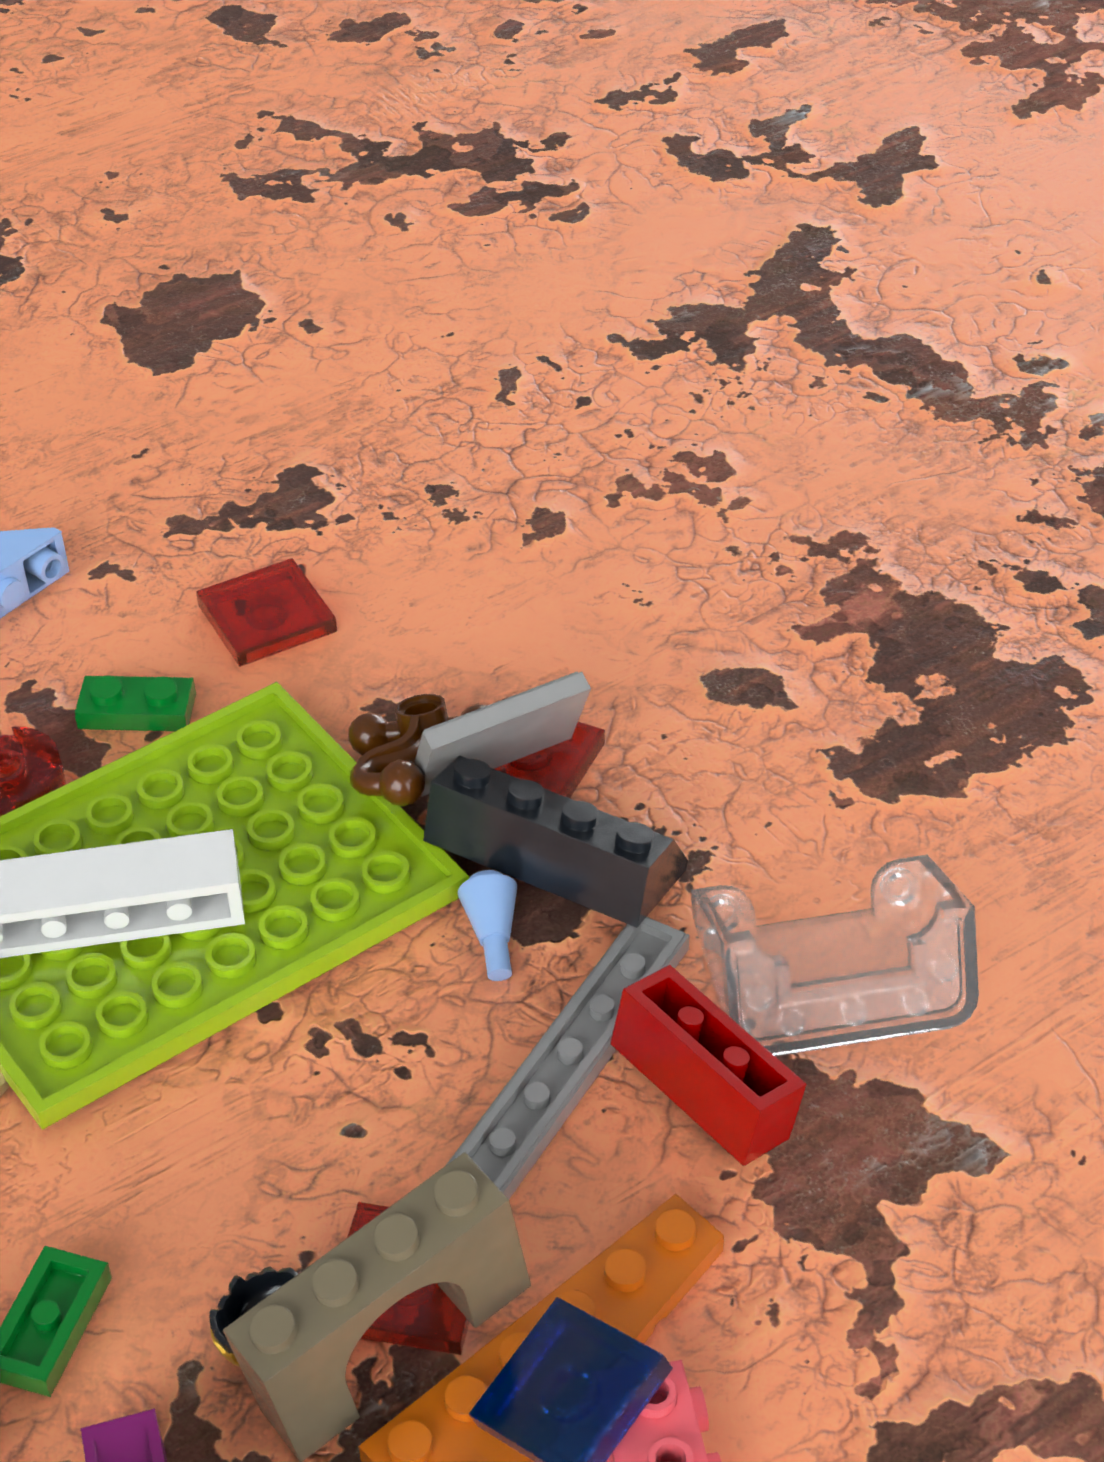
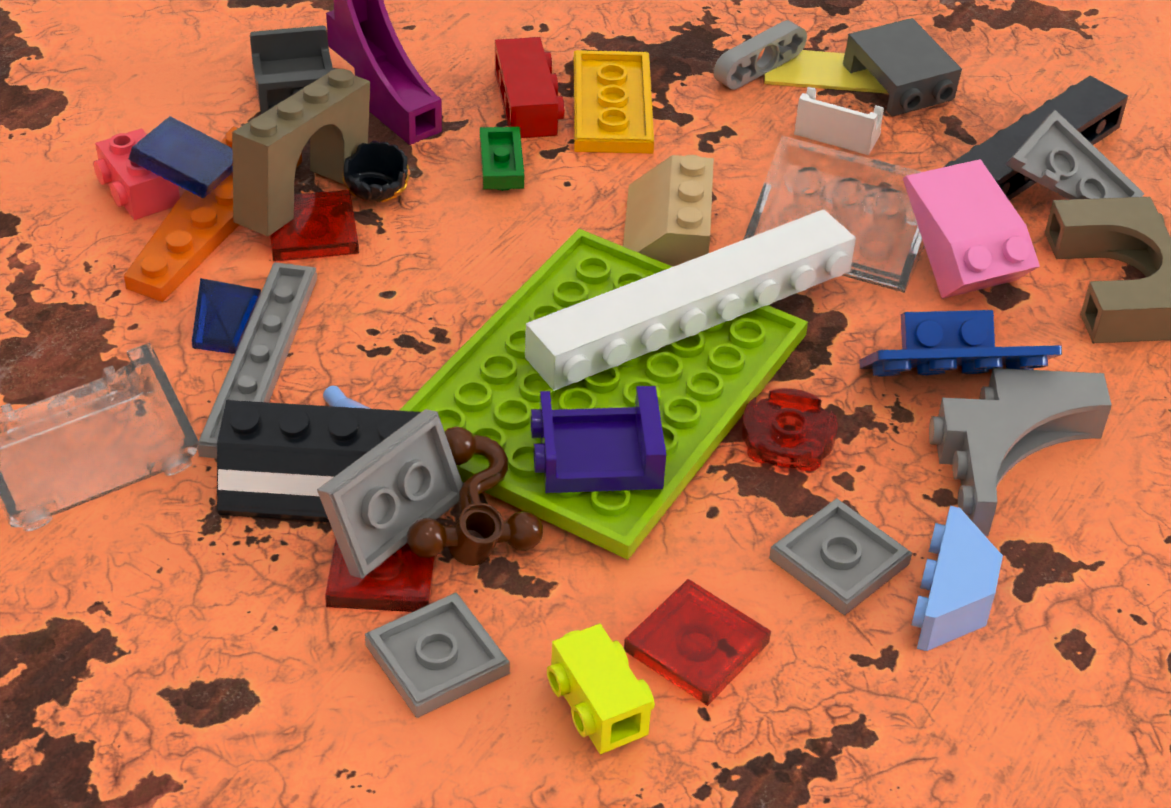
camera: 155 degrees right, 0 degrees up
(63, 647) = (840, 556): none -> light grey tile
(135, 703) = (742, 522): green plate -> none
(234, 766) = (600, 446): none -> dark purple panel
(389, 575) = (600, 688): none -> neon yellow brick
(512, 656) = (437, 654): none -> light grey tile
(592, 1143) = (222, 315): none -> clear blue slope
(707, 1064) = (186, 345): red brick -> none

